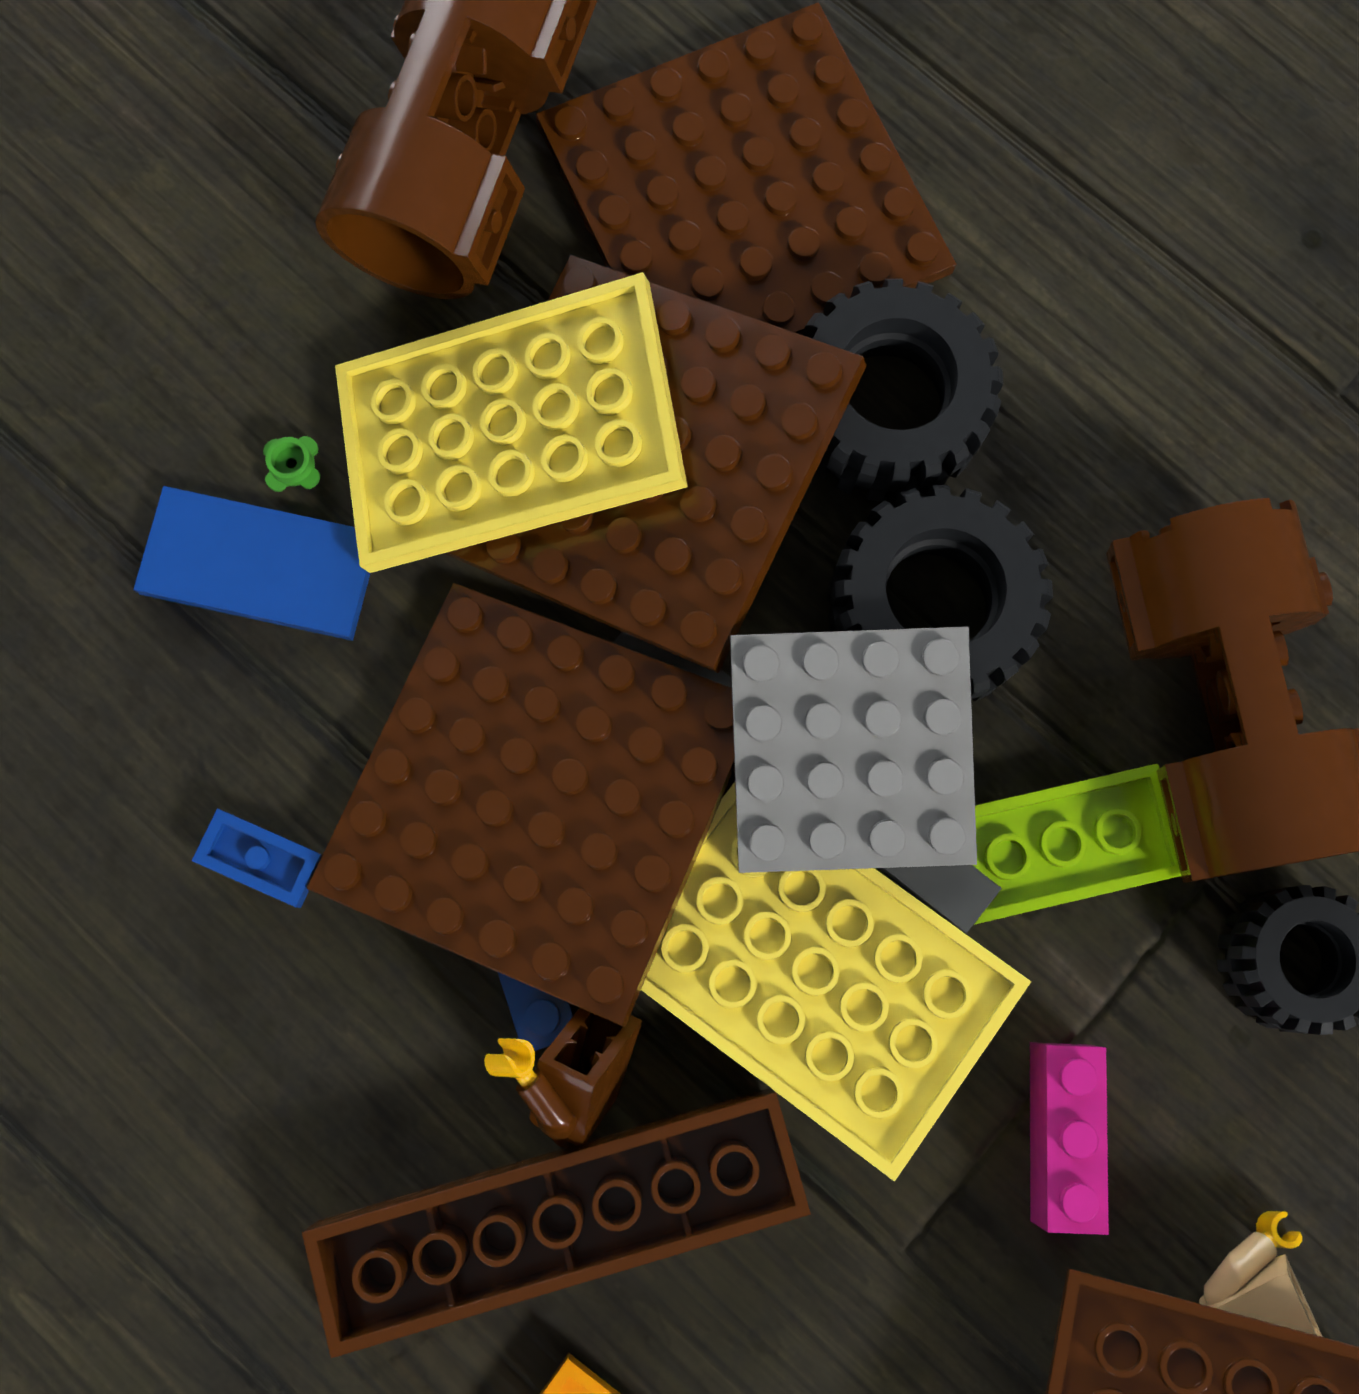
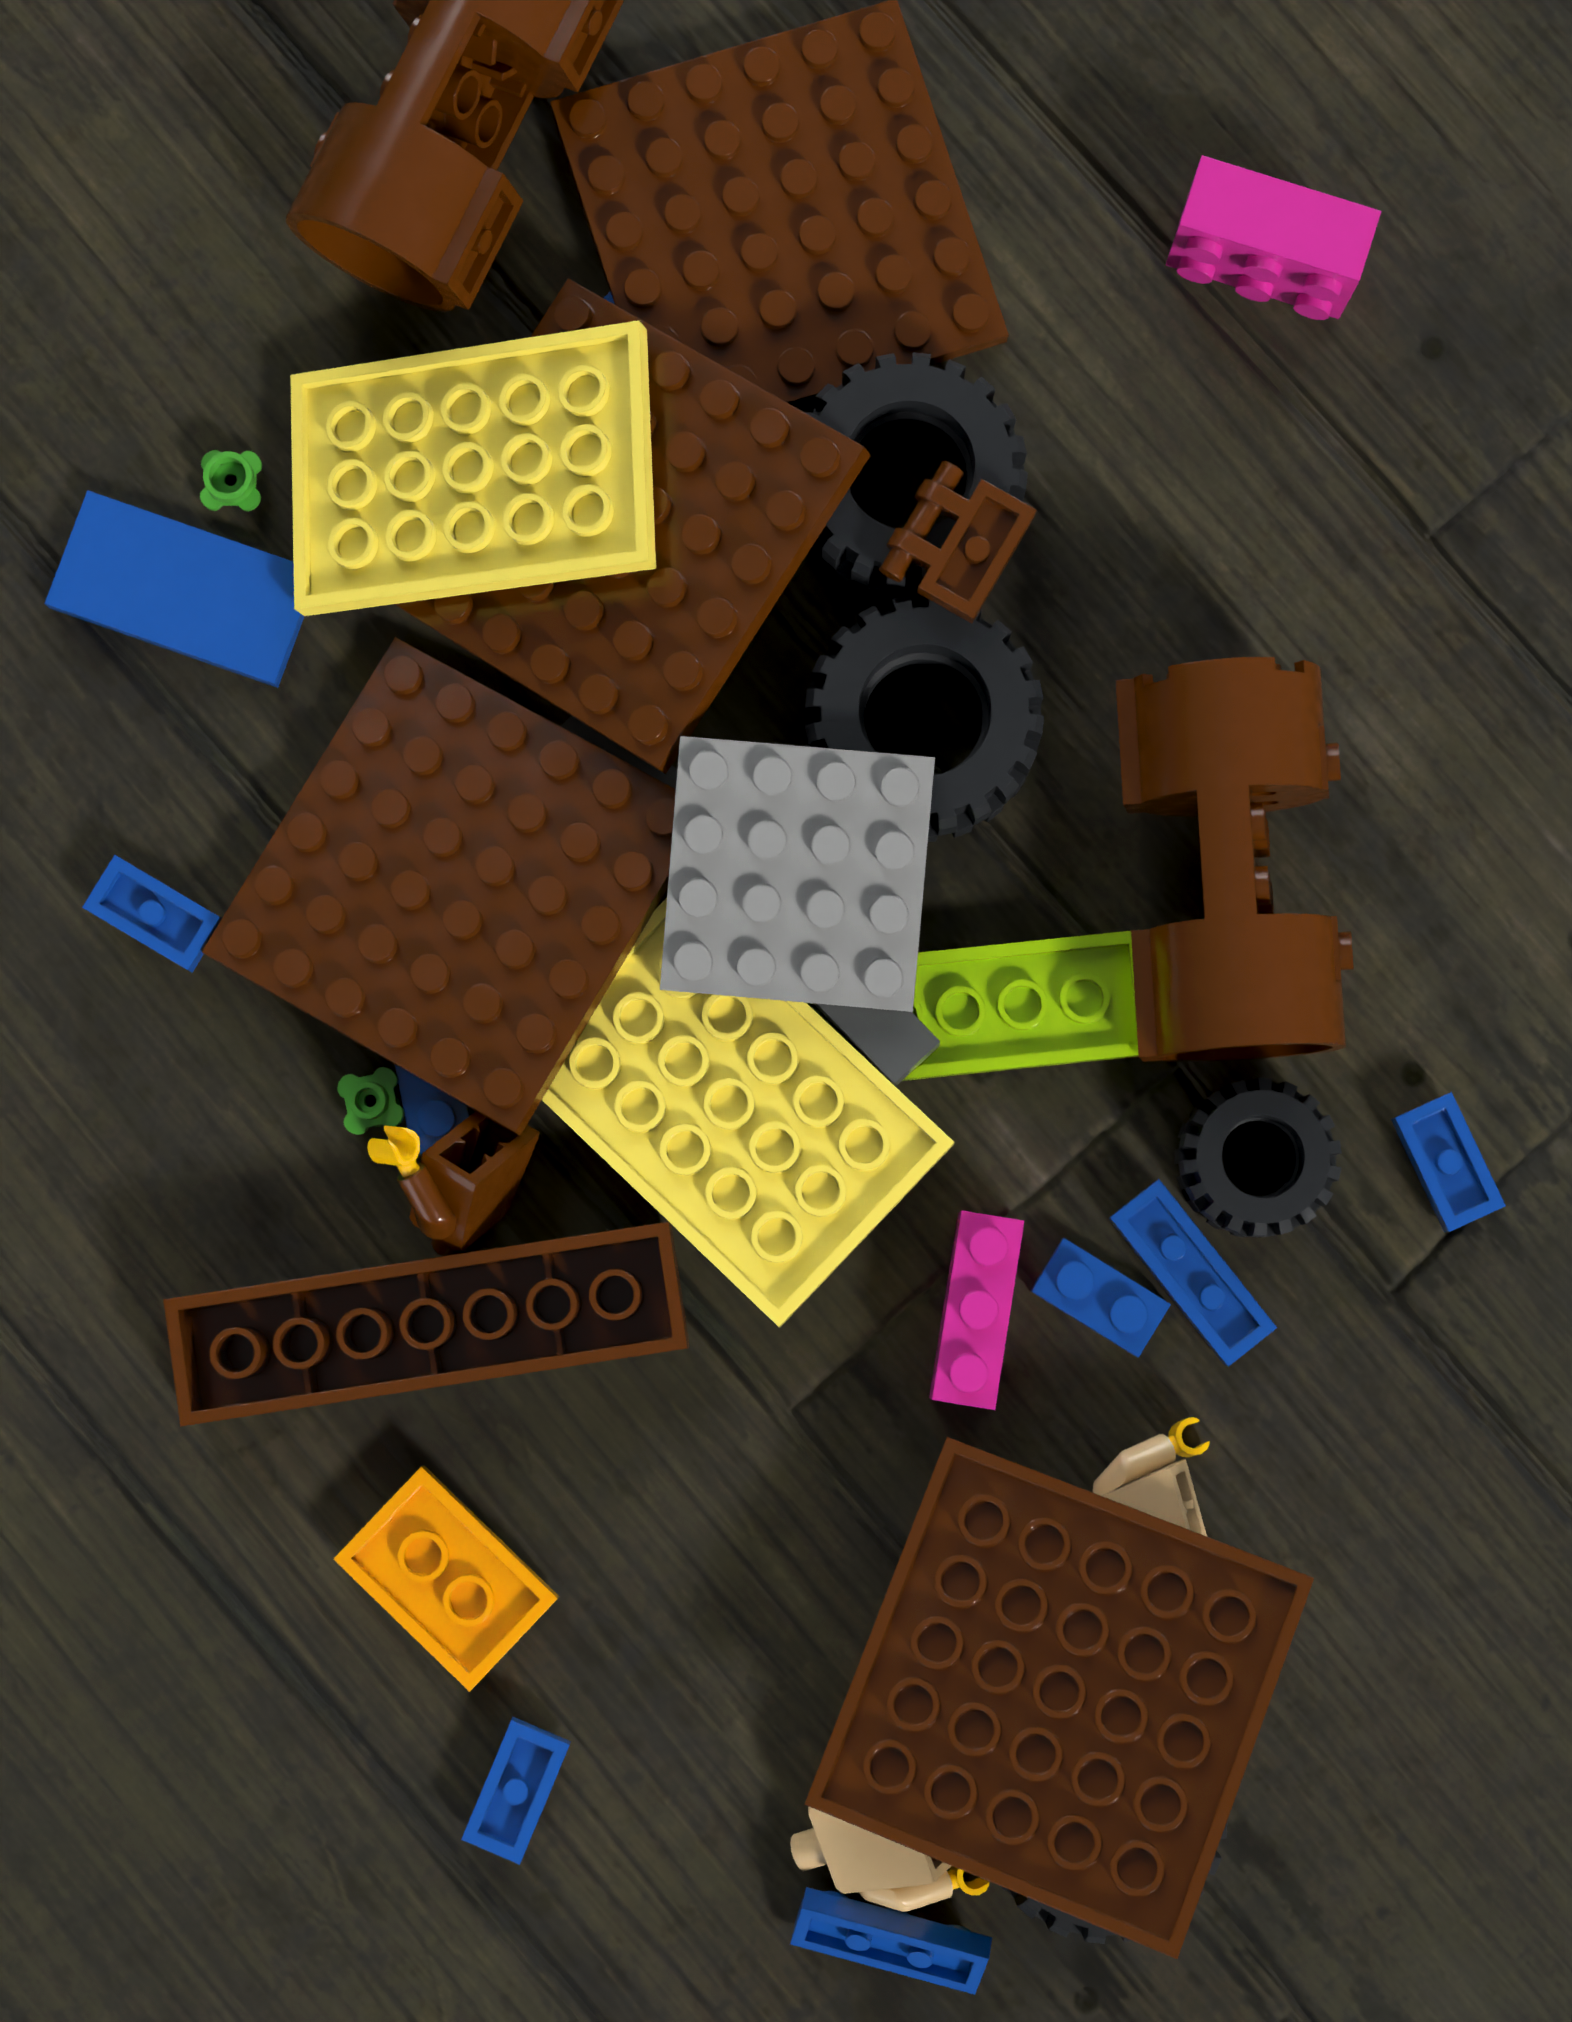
camera: 15 degrees right, 5 degrees up
(494, 1015) = (387, 1107): none -> bright green plate
(974, 437) = (975, 550): none -> reddish brown plate
(1174, 1106) = (1100, 1297): none -> blue plate
(1176, 154) = (1272, 239): none -> dark pink brick
(1257, 1073) = (1192, 1273): none -> blue plate

